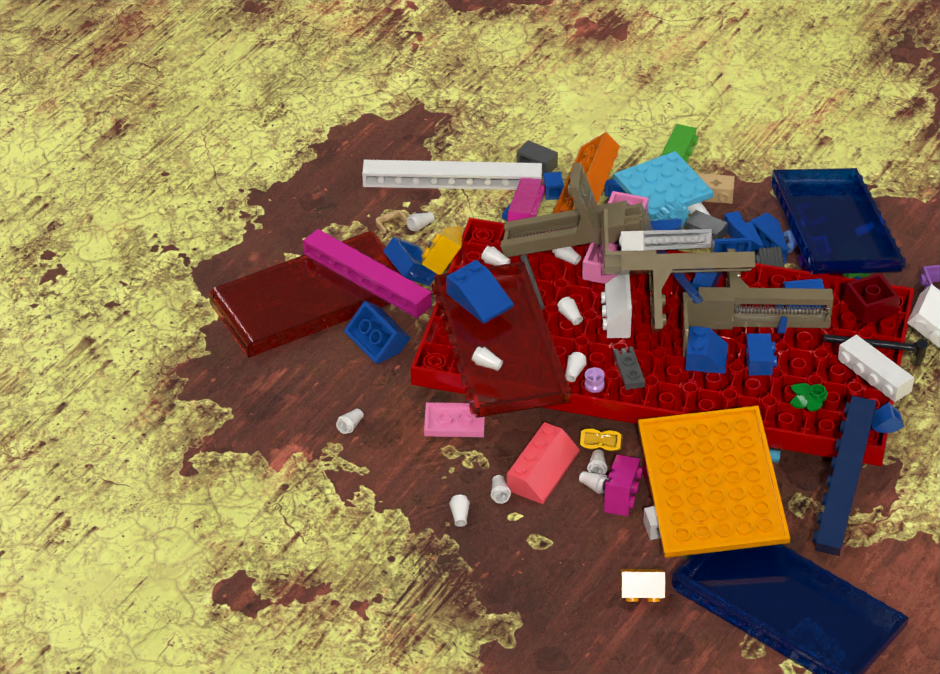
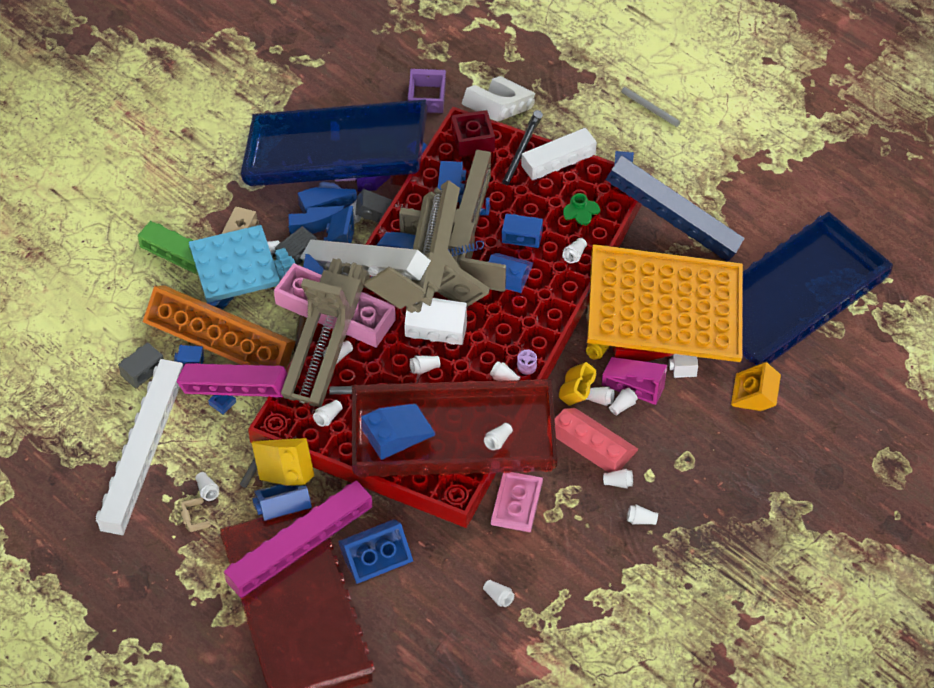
camera: 80 degrees left, 10 degrees up
(629, 368) = (511, 334): dark grey hinge -> none
(749, 397) = (574, 251): none -> white cone

